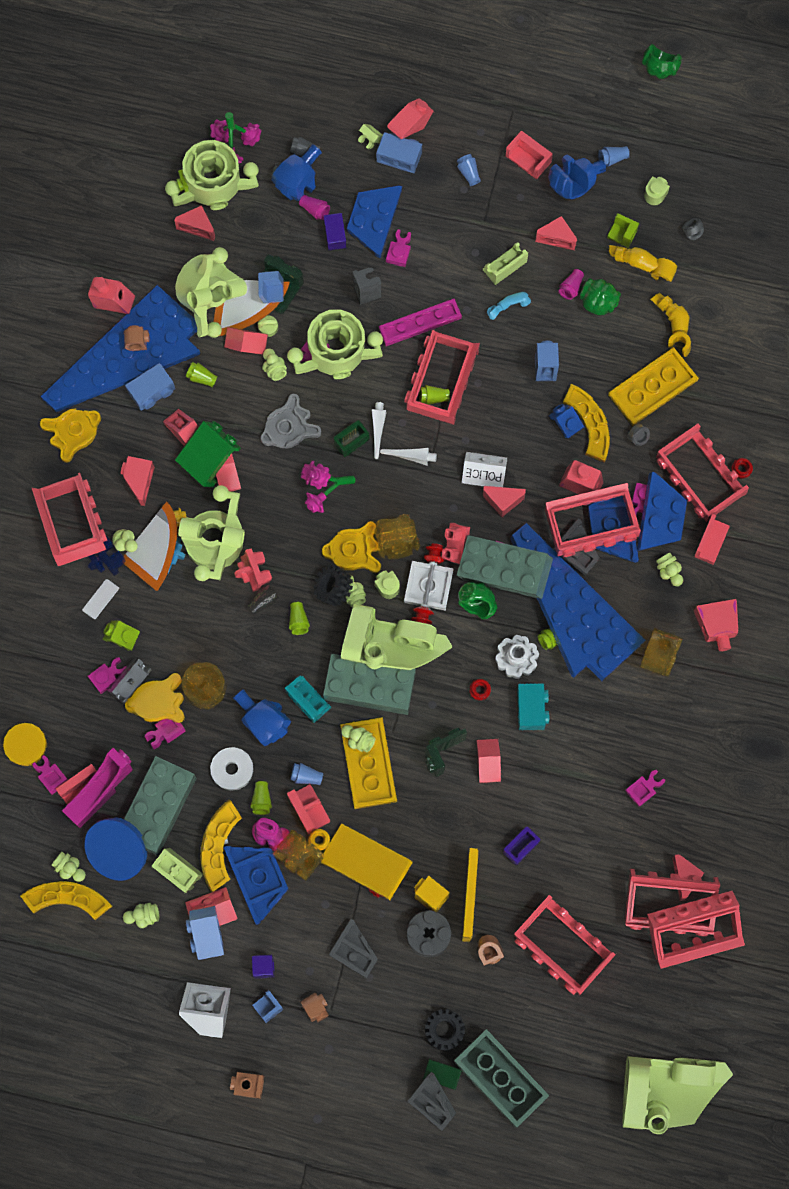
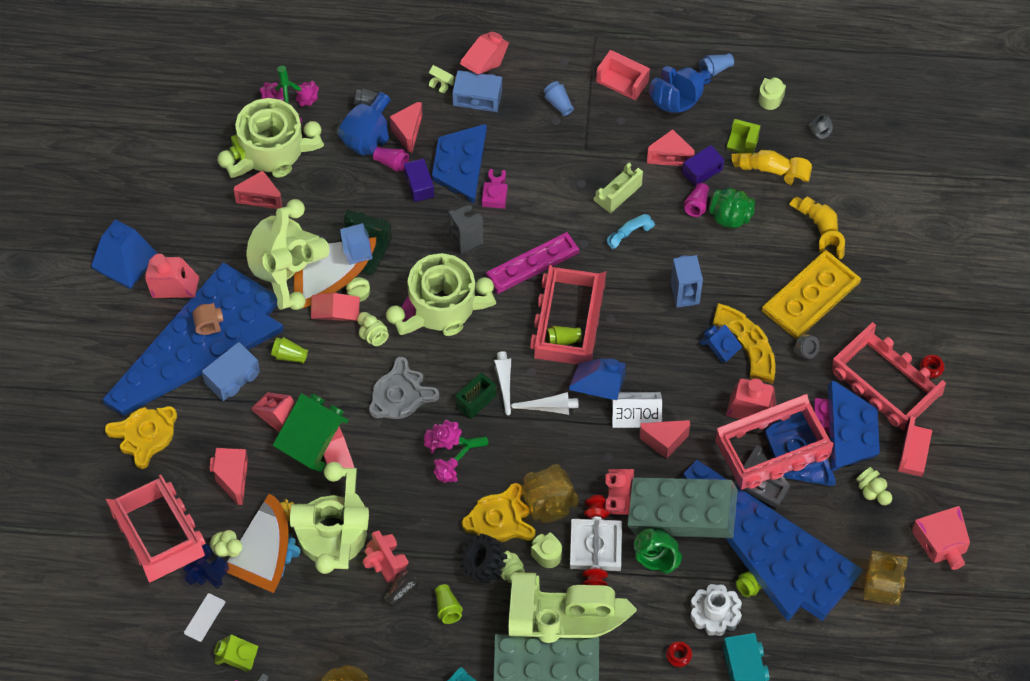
camera: 10 degrees left, 15 degrees down
(73, 266) = (122, 254): none -> blue slope
(333, 177) = (406, 125): none -> coral slope
(456, 440) = (599, 378): none -> blue slope
(583, 252) = (703, 165): none -> dark purple piece

